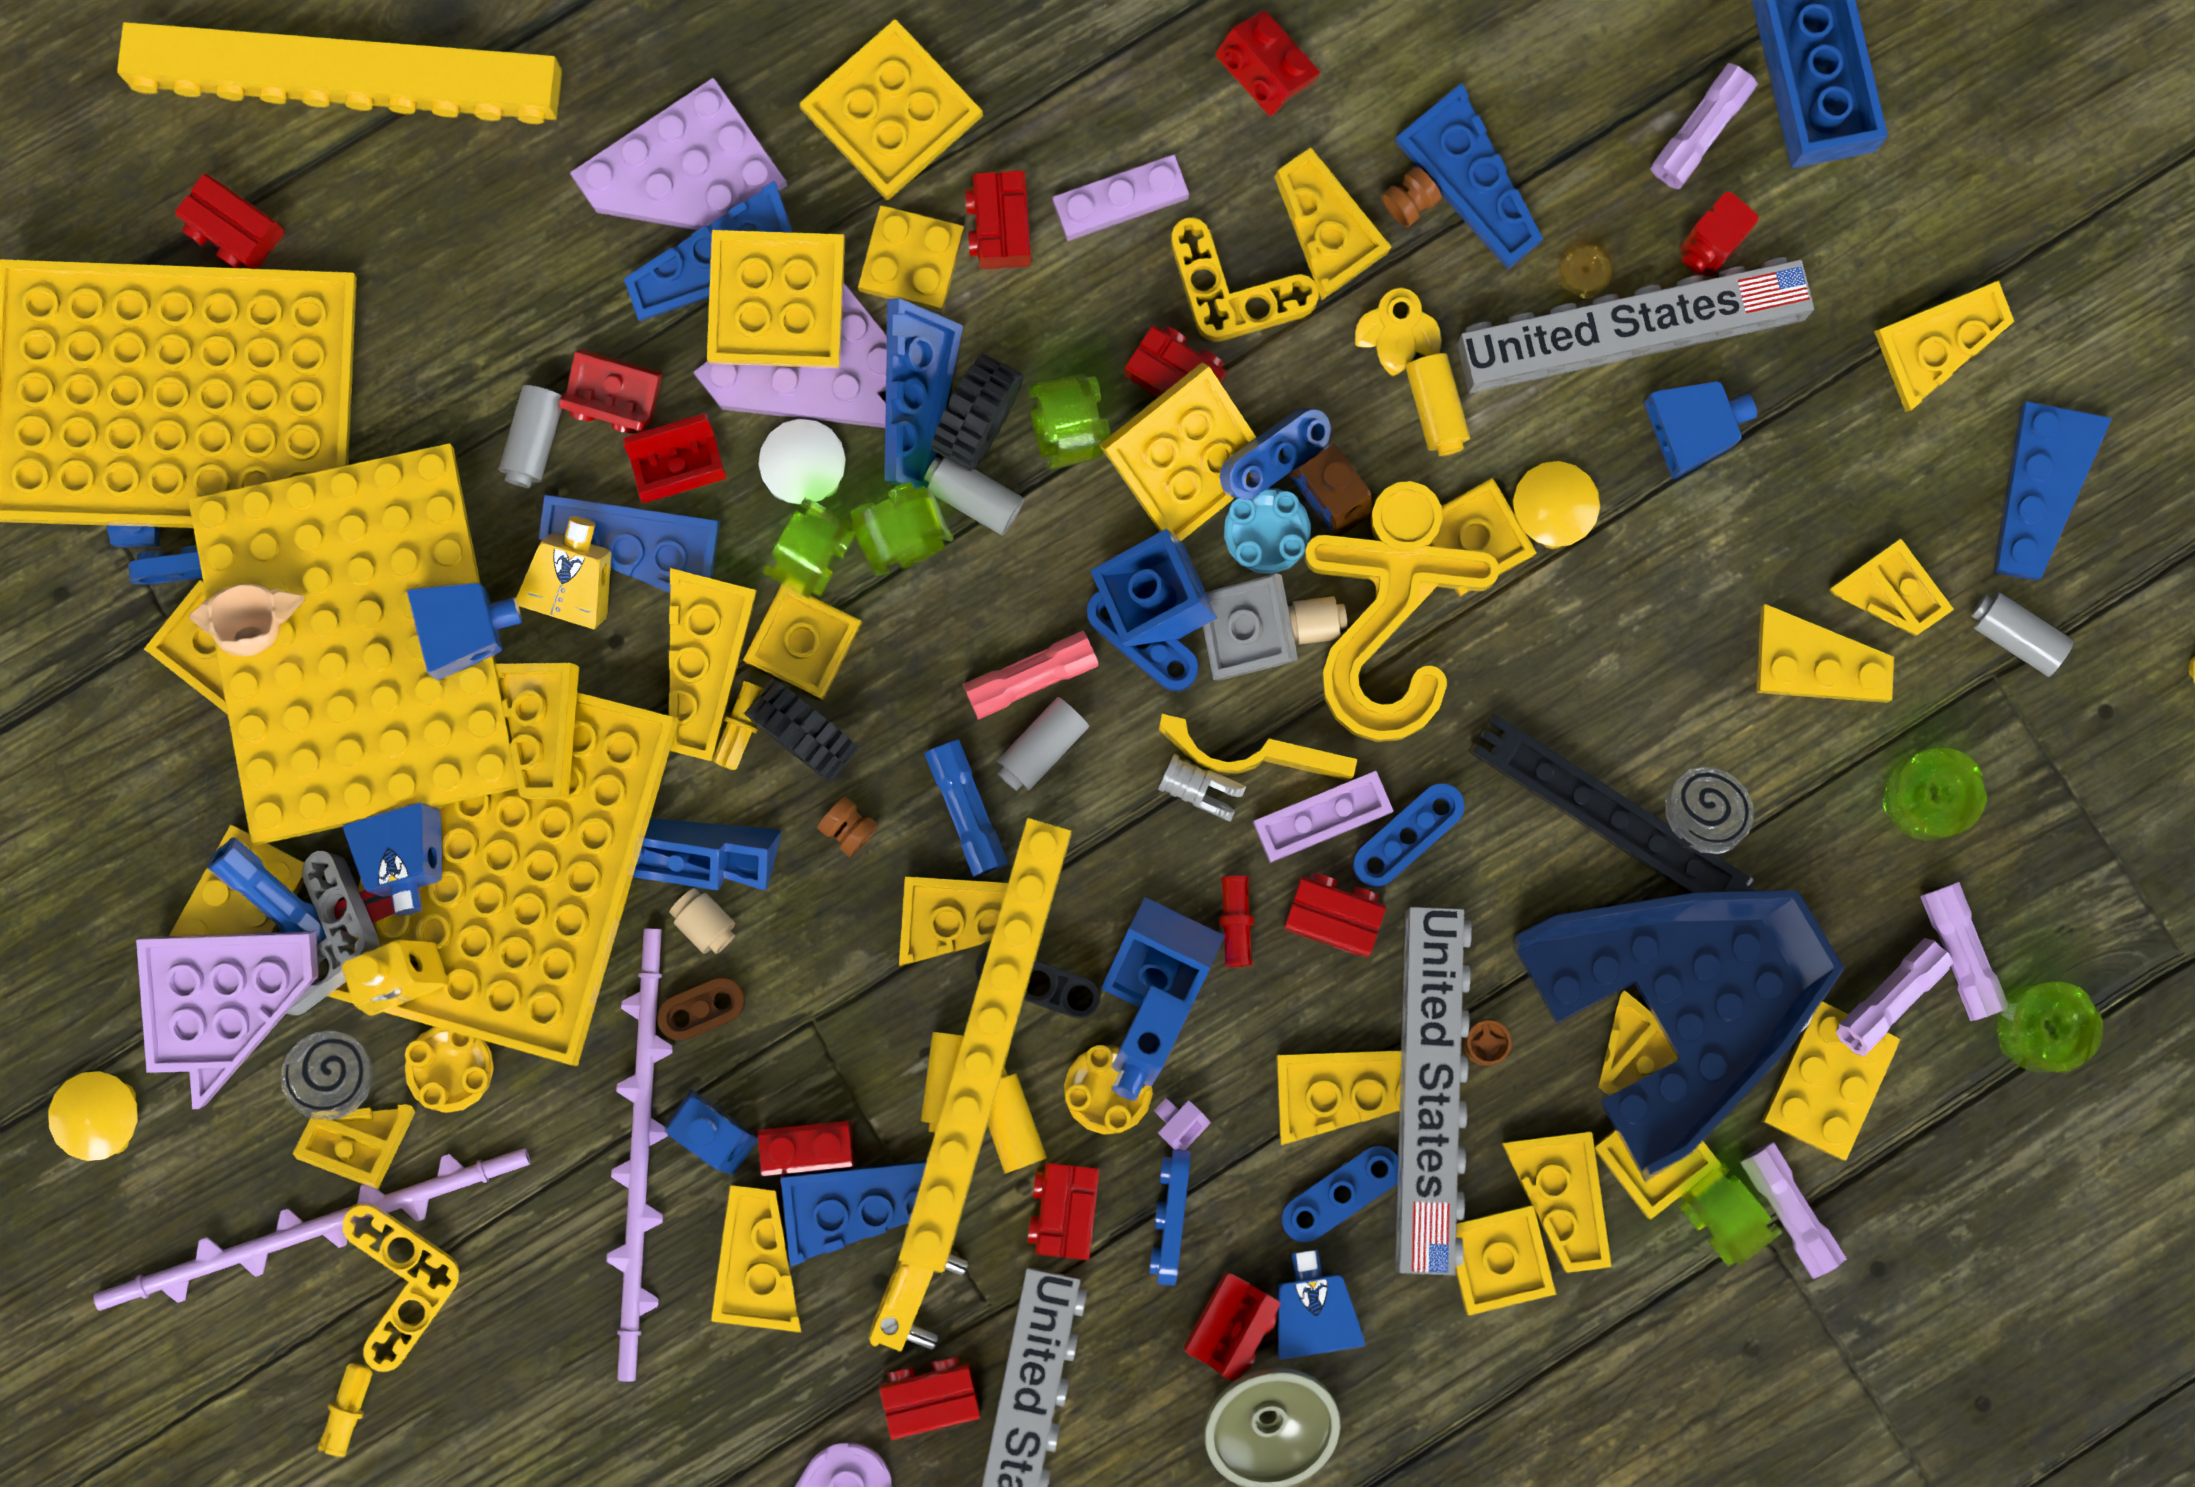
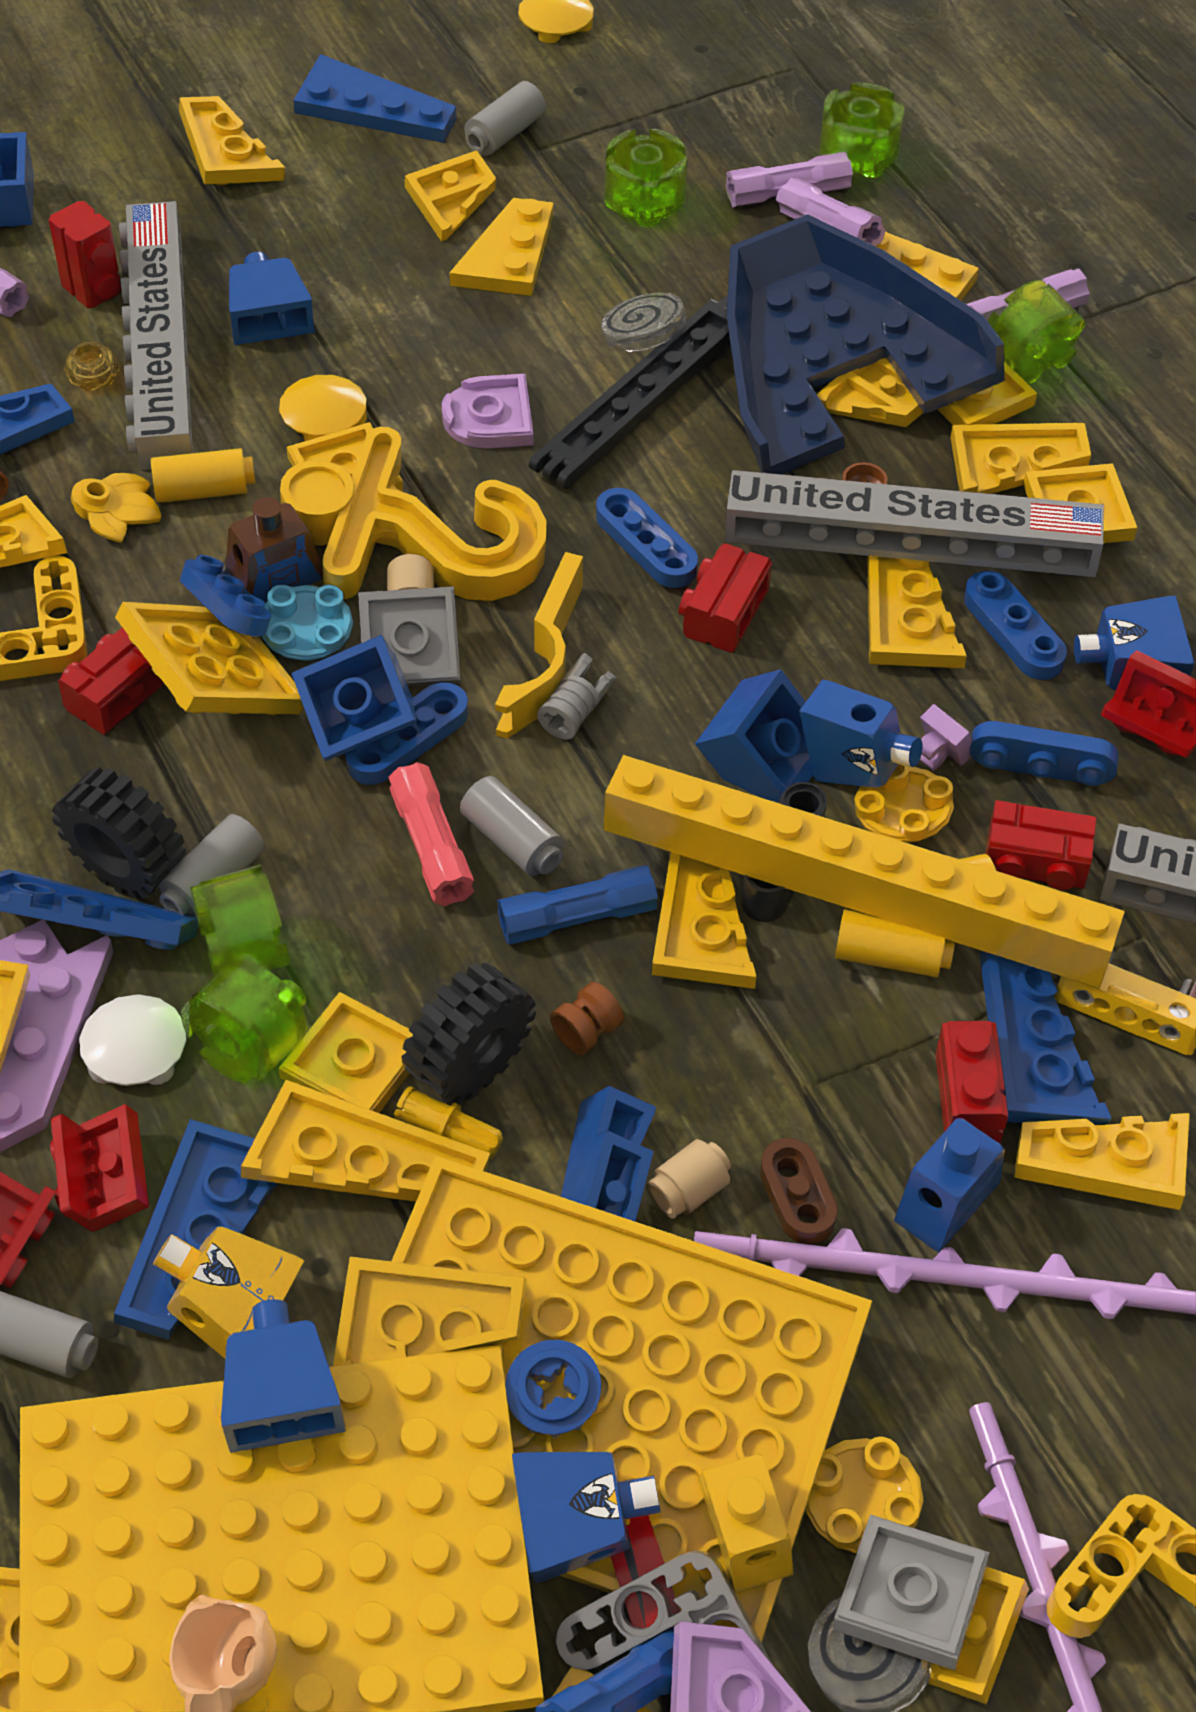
camera: 85 degrees left, 30 degrees down
(359, 1101) = (911, 1592): none -> light grey tile
(484, 809) = (545, 1362): none -> blue gear
(1068, 420) = (153, 750): clear neon green brick -> none
(1236, 921) = (716, 678): red pin -> none
(1323, 816) = (621, 602): lavender plate -> none
(1571, 668) = (489, 412): none -> lavender tile

